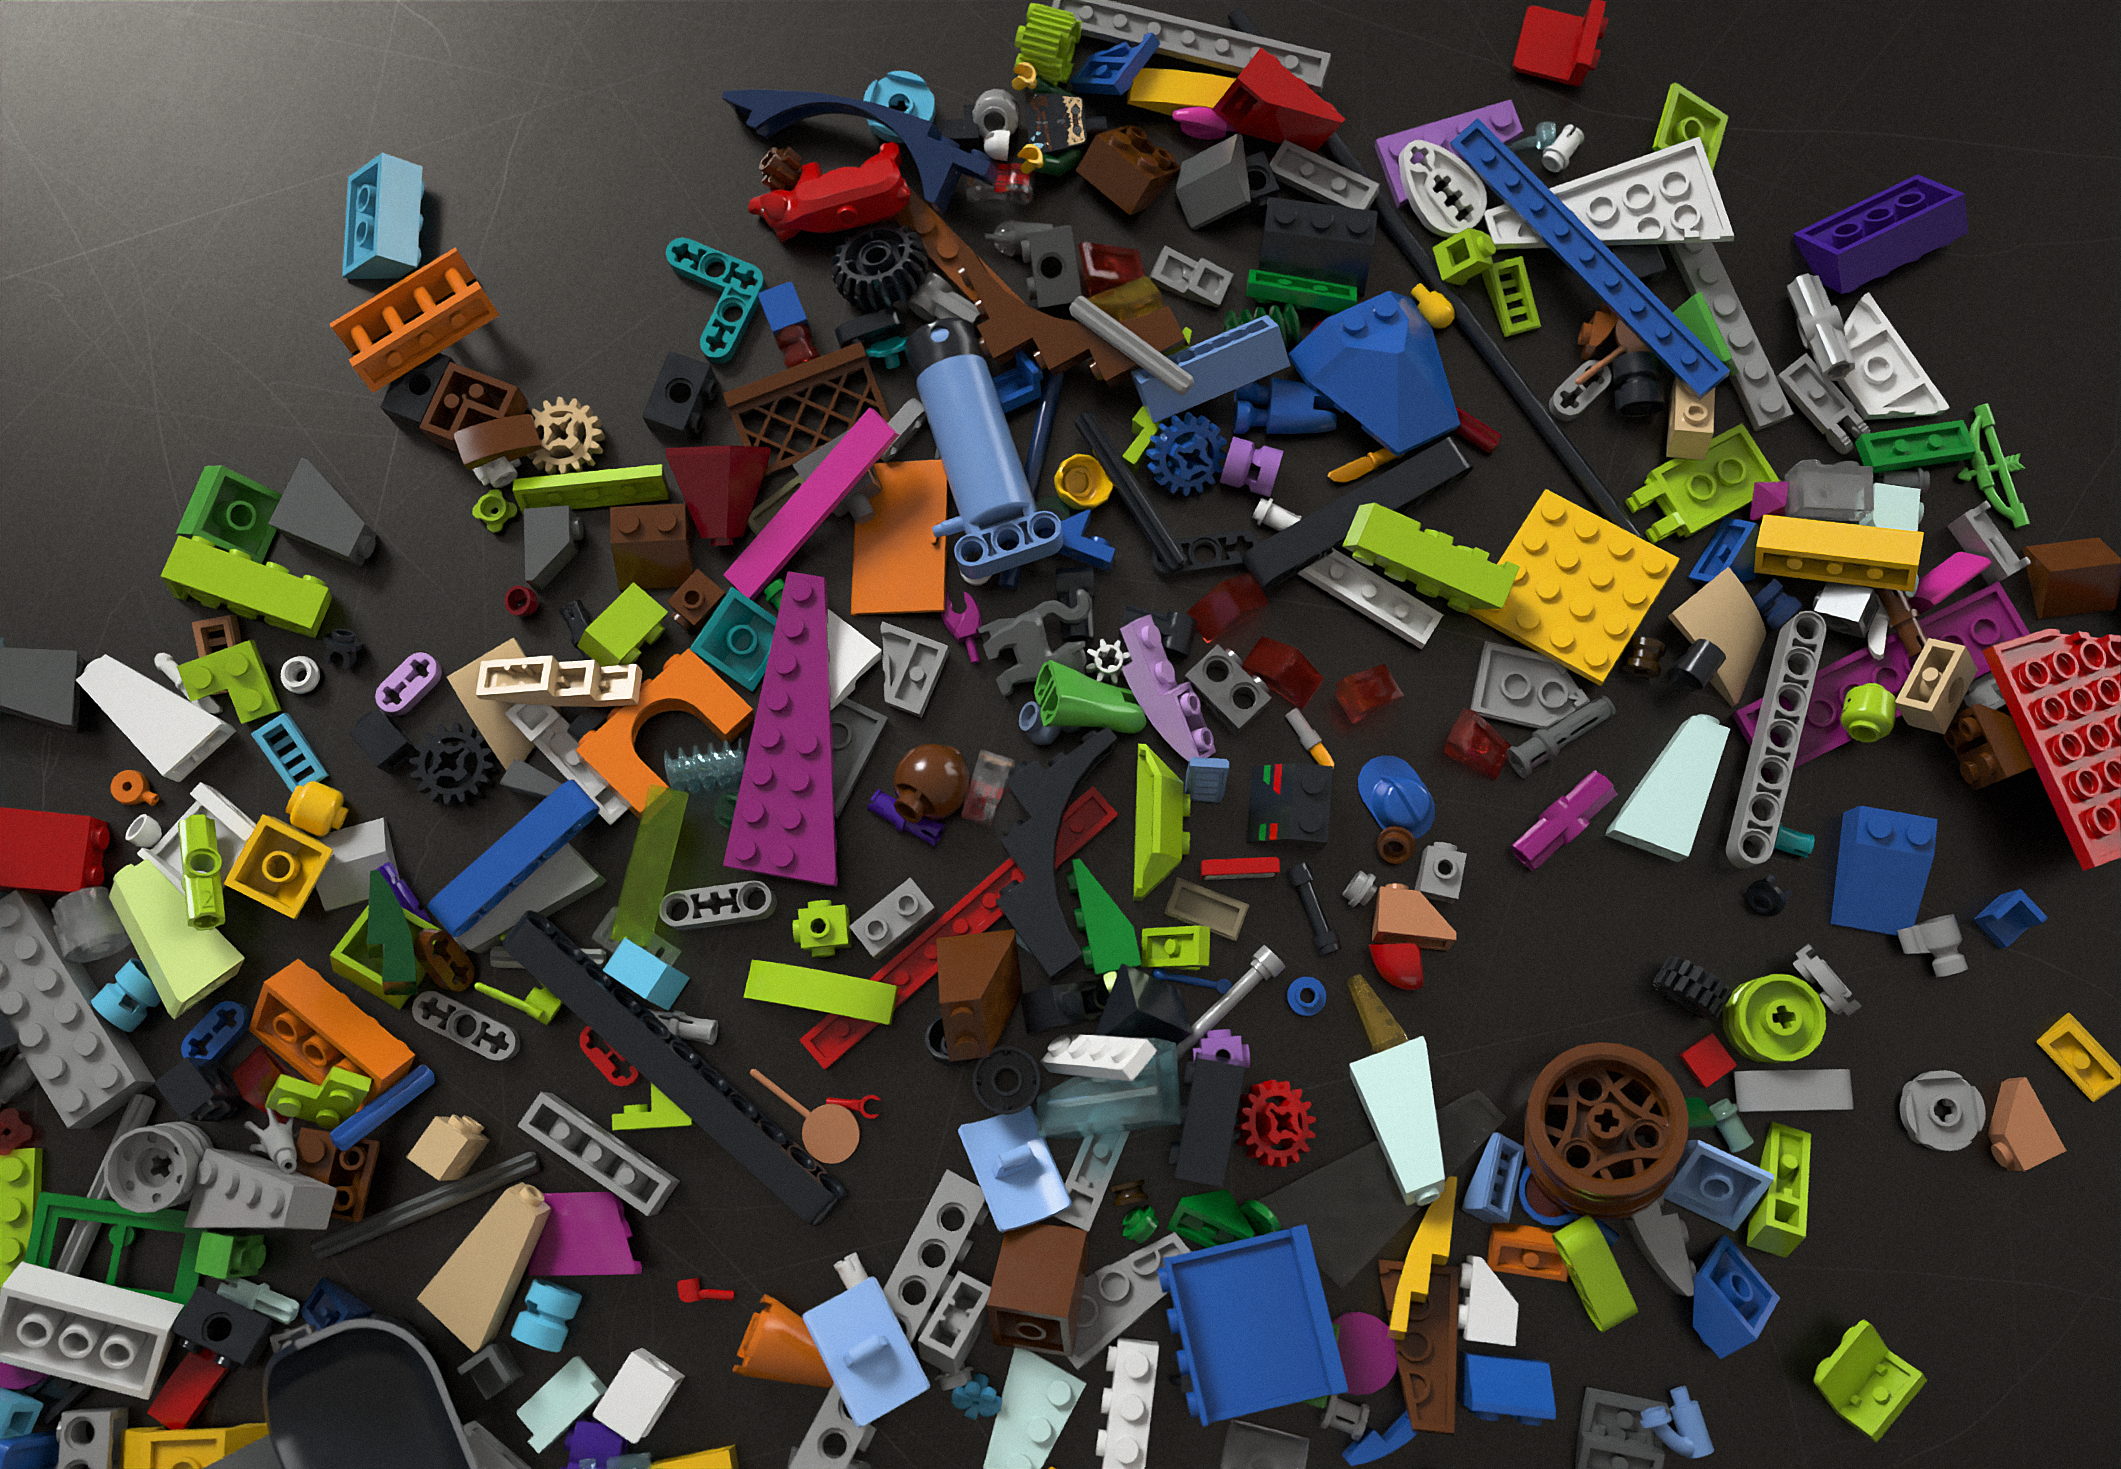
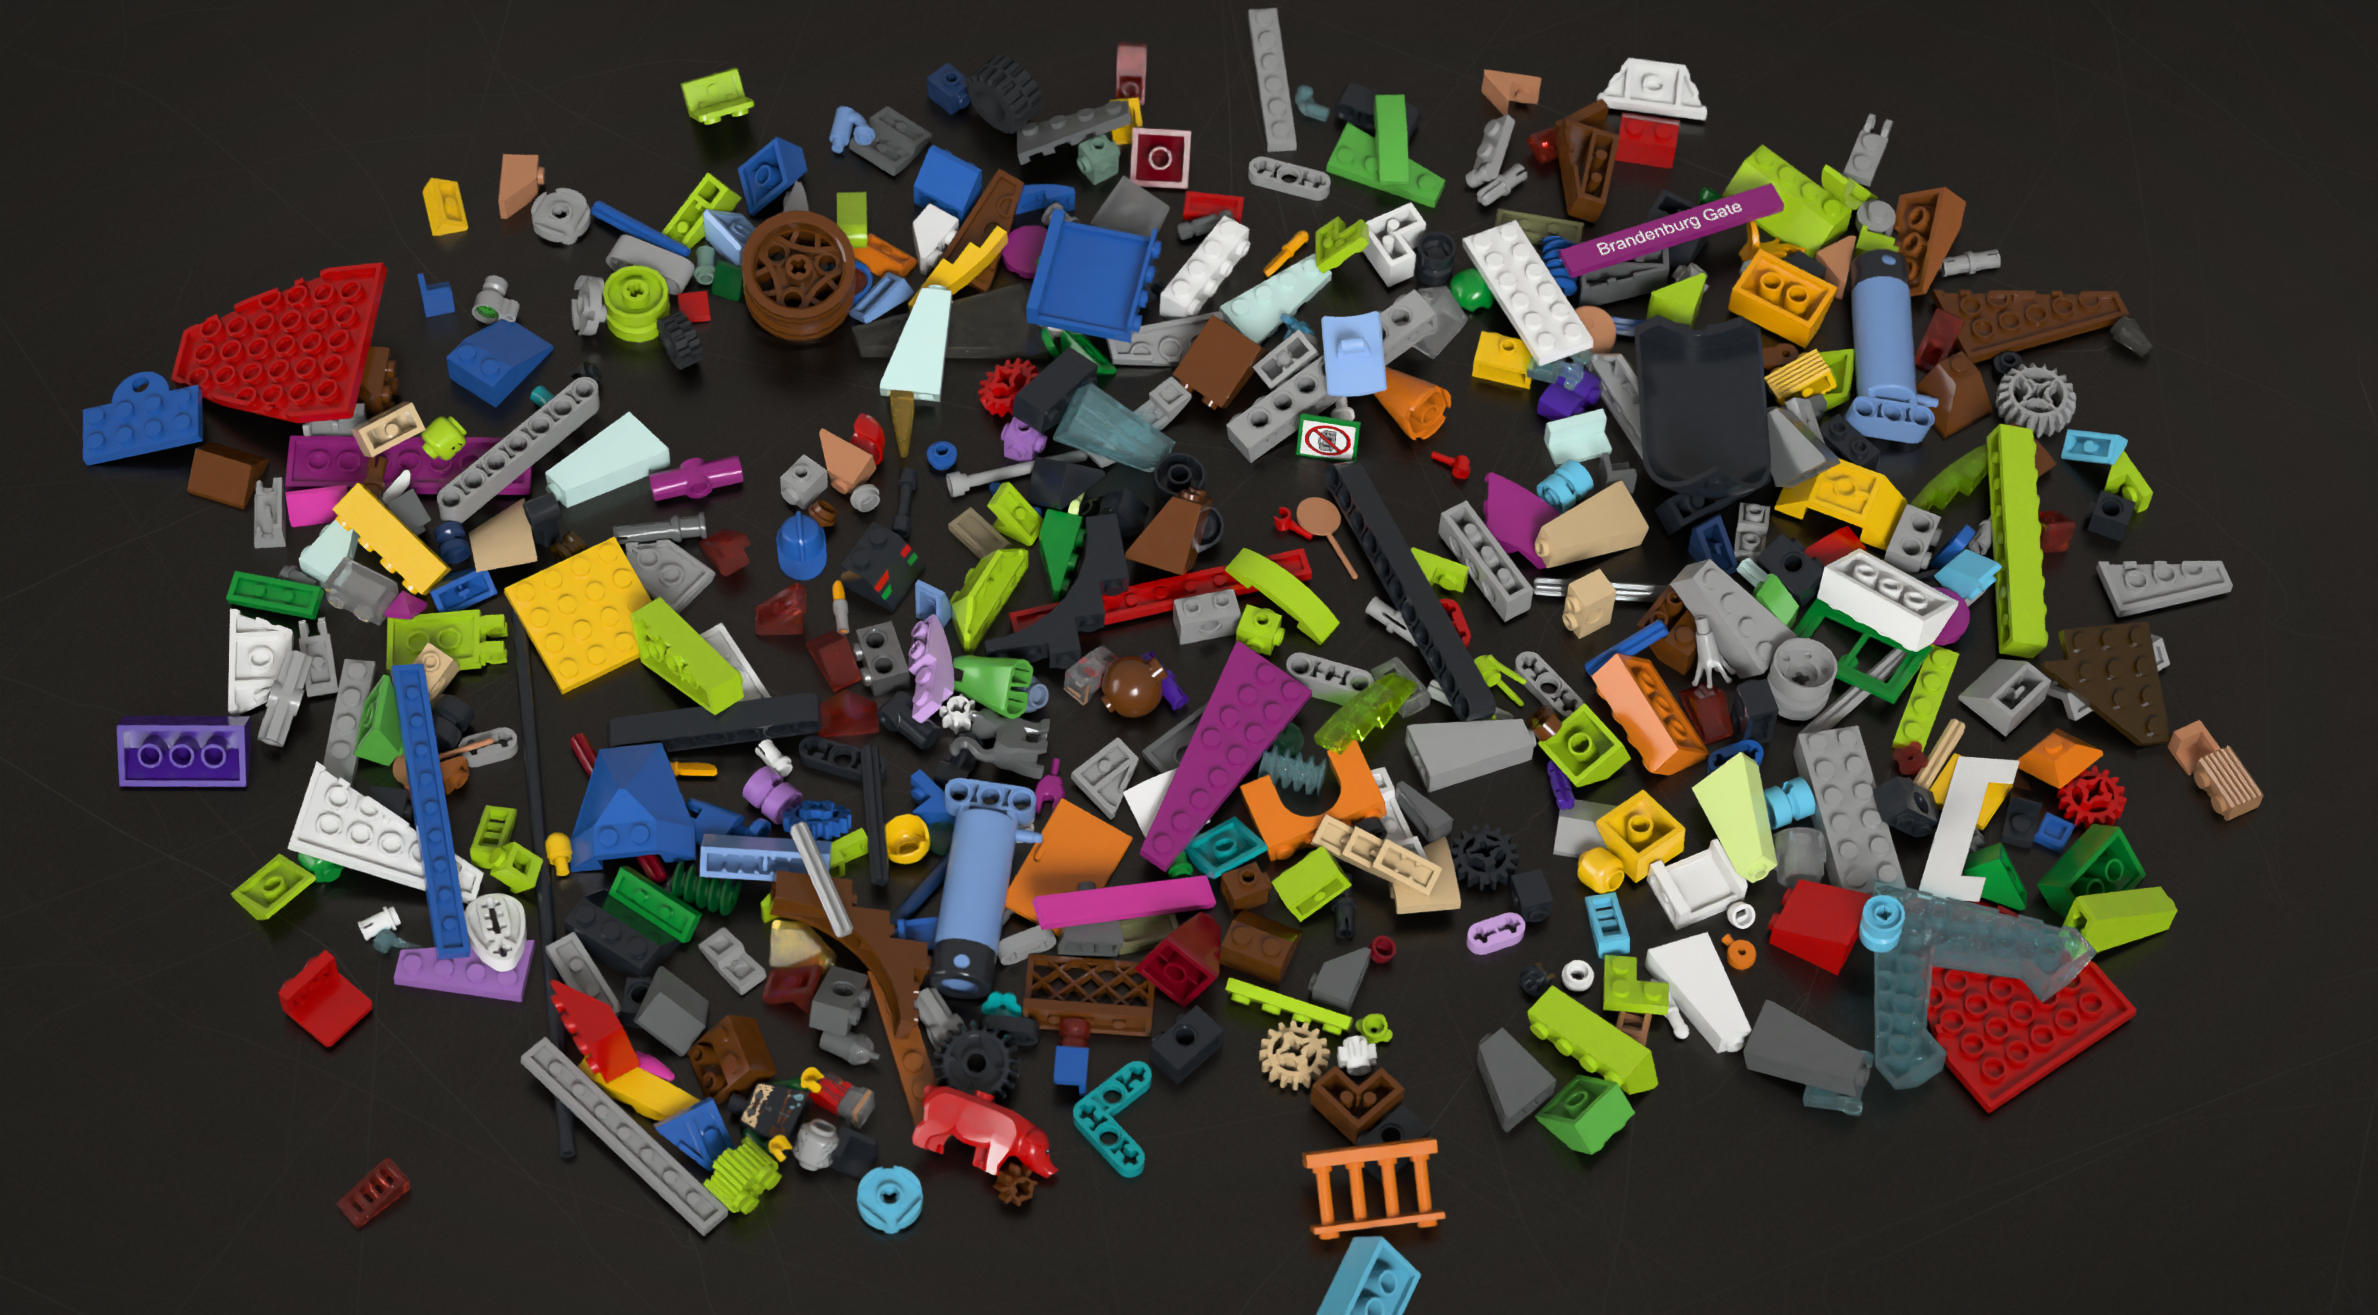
camera: 160 degrees left, 20 degrees down
(201, 890) = (1701, 828): lime piece -> none
(324, 1104) = (1668, 667): lime plate -> none
(390, 938) = (1574, 735): dark green slope -> none
(497, 438) = (1345, 1050): reddish brown slope -> none
(513, 858) = (1462, 753): blue beam -> none
(638, 1395) = (1520, 417): white piece -> none
(646, 974) = (1402, 653): medium azure slope -> none
(858, 1238) = (1328, 438): none -> piece
(936, 156) = (887, 1112): dark blue slope -> none
(997, 144) = (828, 1109): white hinge -> none
(1015, 1169) = (1204, 429): light blue shield -> none
(1098, 1056) = (1109, 448): white plate -> none
(1129, 1192) = (1131, 394): dark brown bush -> none
(1140, 1223) = (1133, 374): green plate -> none
(1239, 868) = (942, 545): red tile -> none
(1835, 1134) = (637, 229): none -> blue axle
(2016, 512) = (236, 564): bright green piece -> none

